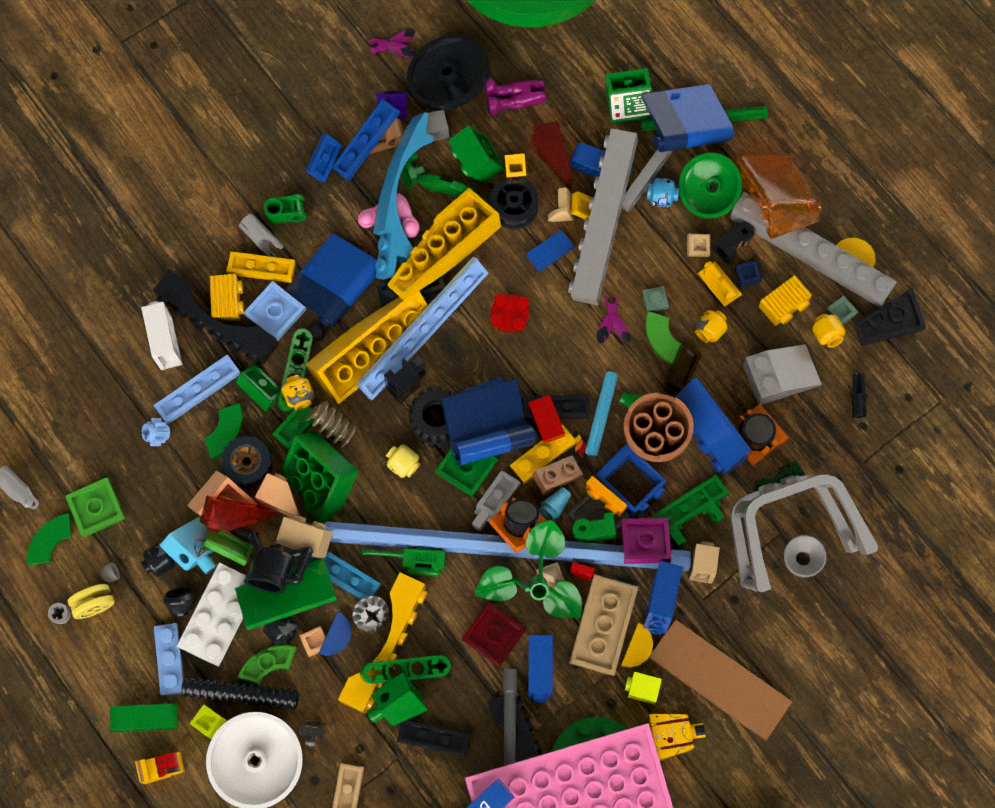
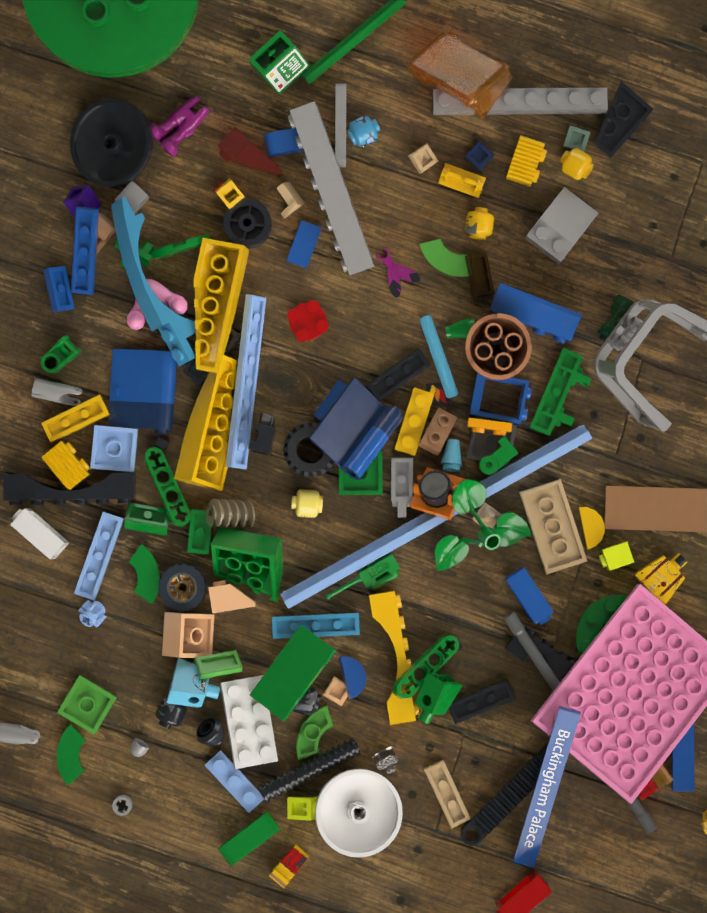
camera: 30 degrees left, 15 degrees up
(90, 601) = (142, 781): light yellow head -> none
(231, 514) = (206, 639): clear red slope -> none
(274, 564) = (270, 658): black piece -> none
(298, 392) = (185, 506): yellow head -> none
(298, 534) = (275, 619): tan brick -> none
(370, 603) = (364, 634): light grey gear -> none
(395, 44) = (44, 143): magenta piece -> none
(476, 155) = (188, 204): green brick -> none
(493, 634) = (473, 591): dark red tile -> none
(546, 419) = (399, 392): red tile -> none
(580, 205) = (304, 187): yellow plate -> none
(582, 571) = (509, 497): red tile -> none
(646, 540) = (545, 441): magenta plate -> none
(655, 299) = (418, 229): sand green plate -> none
(663, 597) = (587, 478): blue window -> none
(687, 118) = (342, 51): door -> none
(697, 182) = (399, 113): green dish -> none
(704, 562) = (601, 427): tan brick -> none
(729, 243) = (452, 127): black leg -> none
(759, 433) = (574, 289): piece -> none
(812, 548) = (685, 363): light grey piece -> none
(859, 249) = (557, 76): yellow tile -> none
(859, 396) = (635, 204): black axle -> none

